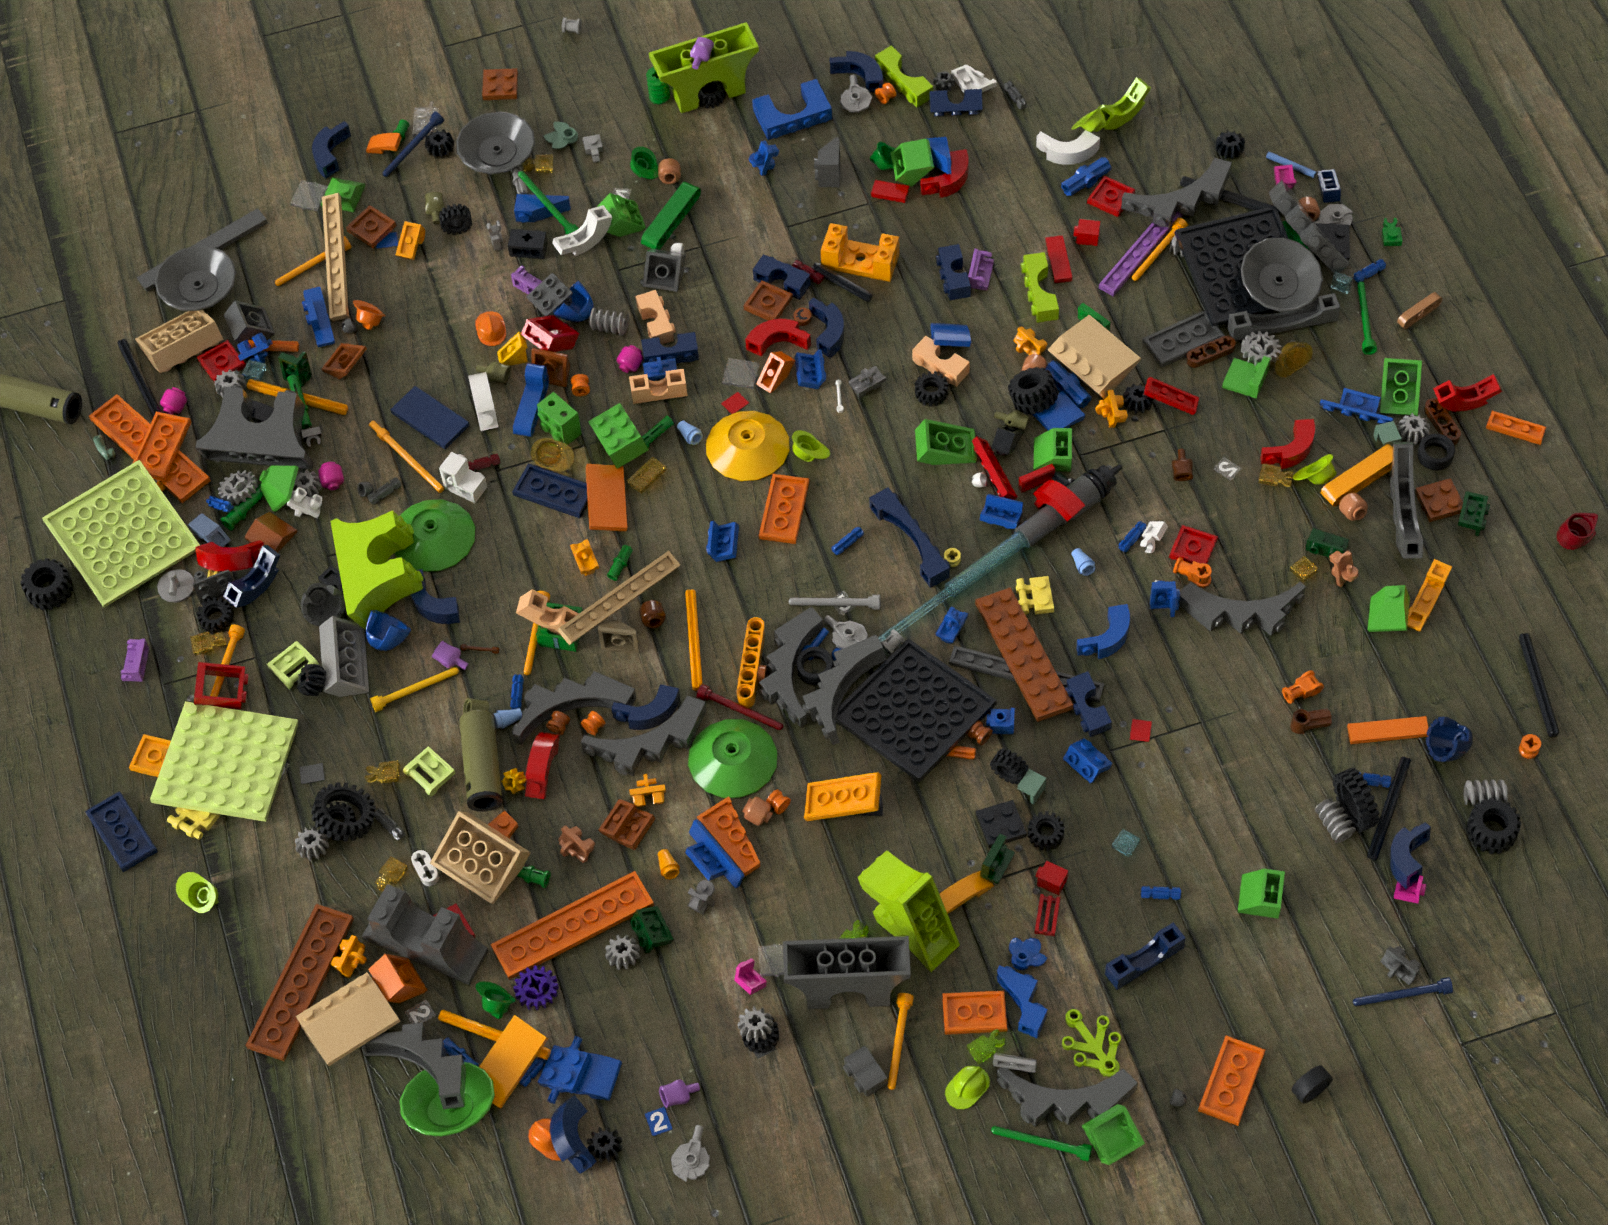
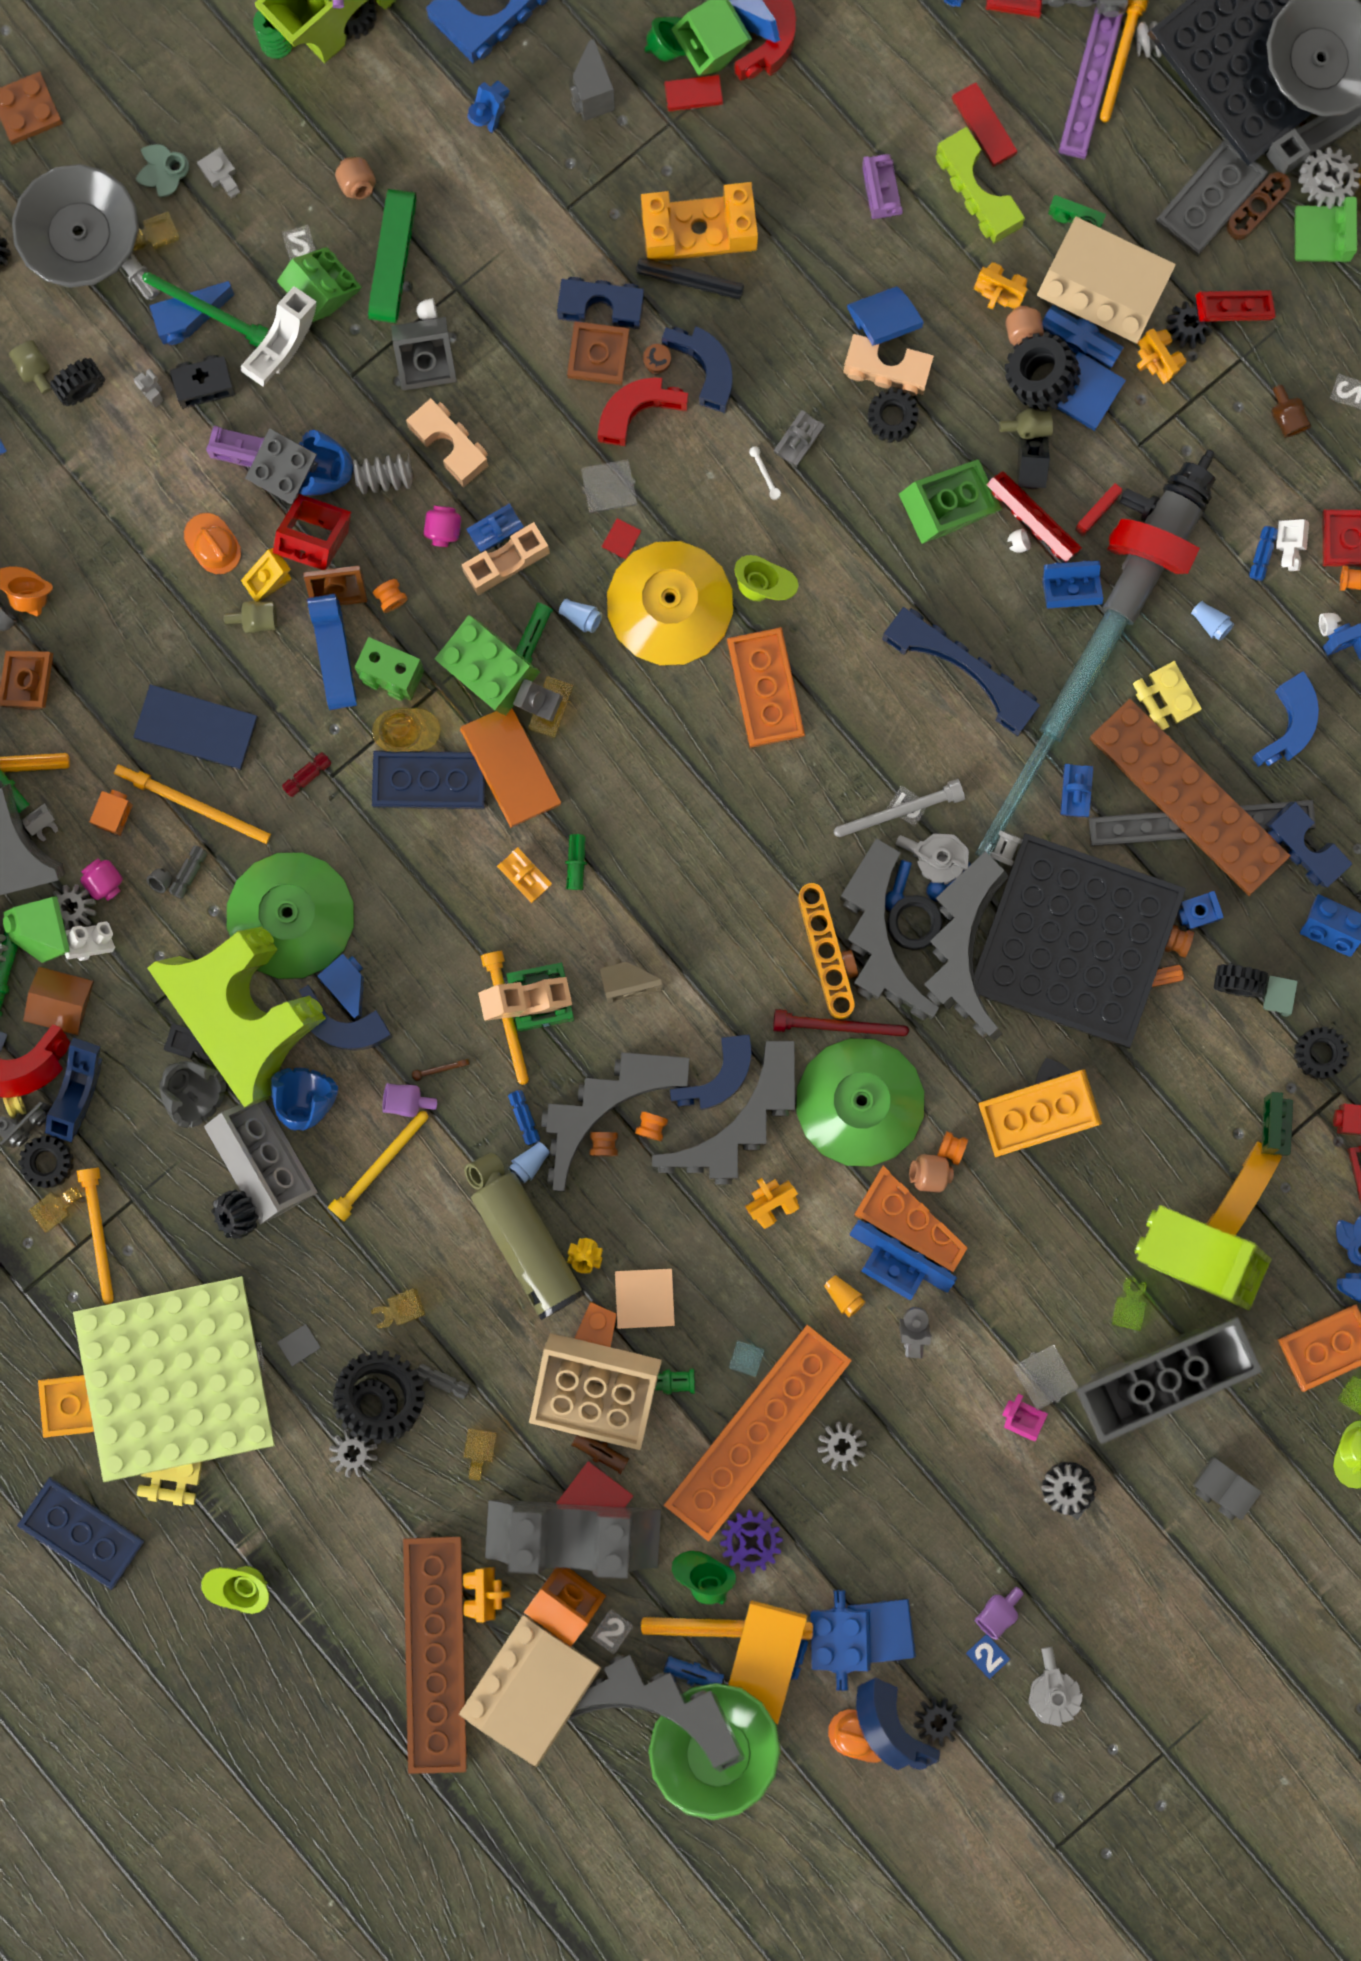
camera: 25 degrees left, 25 degrees up
(224, 671) = (83, 1282): red window -> none
(289, 660) = (185, 1191): yellowish green plate -> none
(356, 443) = (111, 812): none -> orange brick
(411, 236) = (24, 439): light orange plate -> none
(427, 867) = (516, 1431): white beam -> none
(433, 766) = (464, 1274): yellowish green plate -> none
(446, 578) = (345, 983): none -> blue slope
(461, 480) = (295, 817): white brick -> none
(466, 900) = (616, 1460): none -> reddish brown pin
(483, 401) = (262, 674): white arch -> none
(539, 762) = (611, 1216): red arch -> none
(540, 822) = (644, 1298): none -> light nougat tile
(573, 845) = (707, 1319): nougat hips -> none
(587, 880) = (746, 1358): none -> clear light blue plate
(618, 598) = (607, 928): tan plate -> none
(626, 824) = (762, 1256): dark orange slope -> none
(638, 461) = (538, 700): none -> flat silver bracket
(644, 163) = (314, 180): green piece -> none
(650, 928) = (863, 1397): dark green bracket -> none
(652, 614) = (658, 928): reddish brown head -> none
(684, 351) = (516, 481): dark blue arch -> none
(693, 634) = (730, 943): light orange axle -> none
(722, 541) = (705, 775): blue bracket -> none
(775, 371) = (660, 468): orange slope -> none
(810, 369) = (709, 447): blue bracket -> none
(817, 277) = (629, 276): dark red axle -> none
(847, 541) = (876, 707): blue axle -> none
(904, 1002) = (1252, 1438): light orange piece -> none
(956, 284) = (855, 225): dark blue arch -> none
(957, 555) = (1038, 682): light yellow bush -> none
(1001, 819) = (1256, 1063): black plate -> none
(1054, 448) = (1106, 457): bright green slope -> none
(1087, 232) = (1010, 64): red brick -> none

